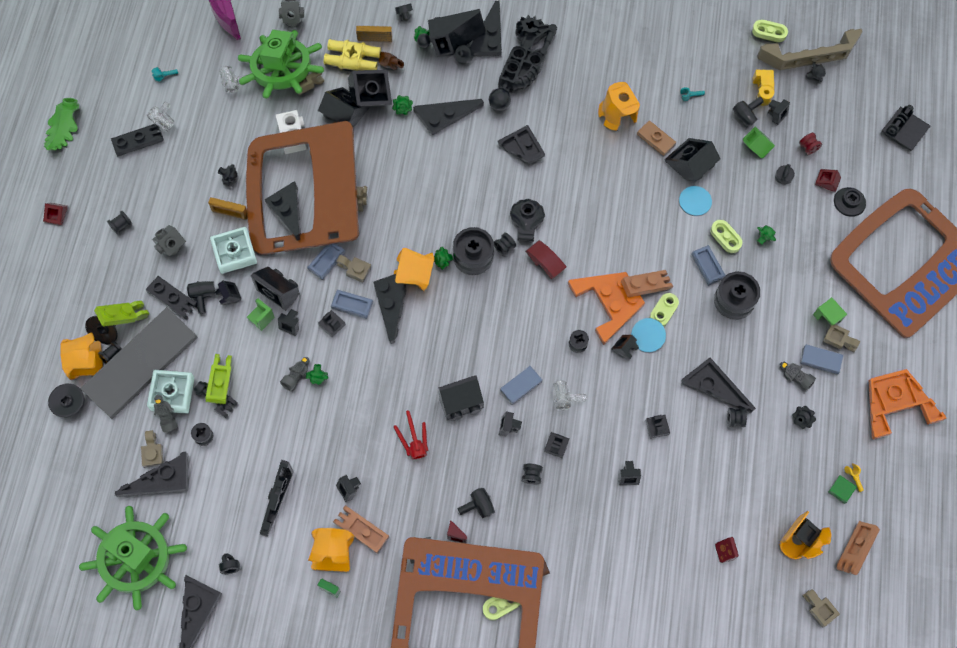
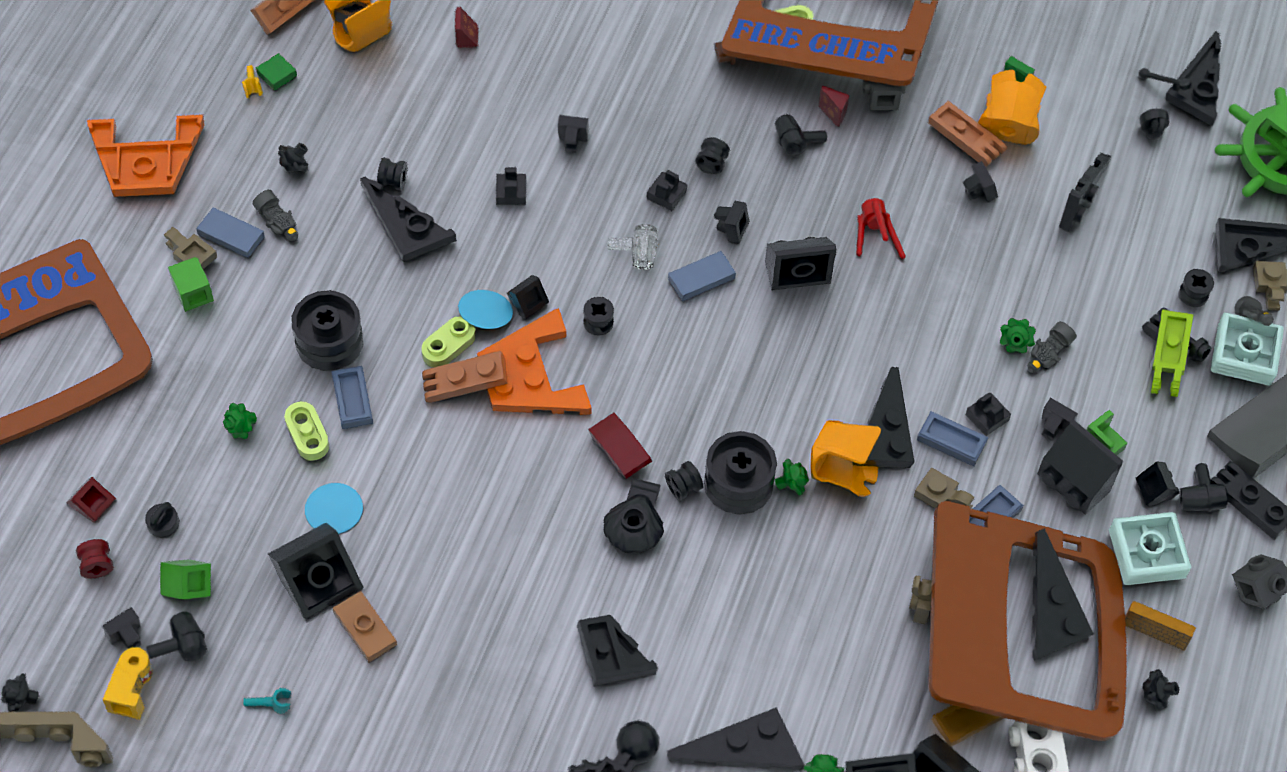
camera: 170 degrees left, 10 degrees down
(207, 596) = (1184, 84): none -> black hinge
(618, 103) = (428, 684): light orange piece -> none
(845, 205) = (75, 469): black piece -> none

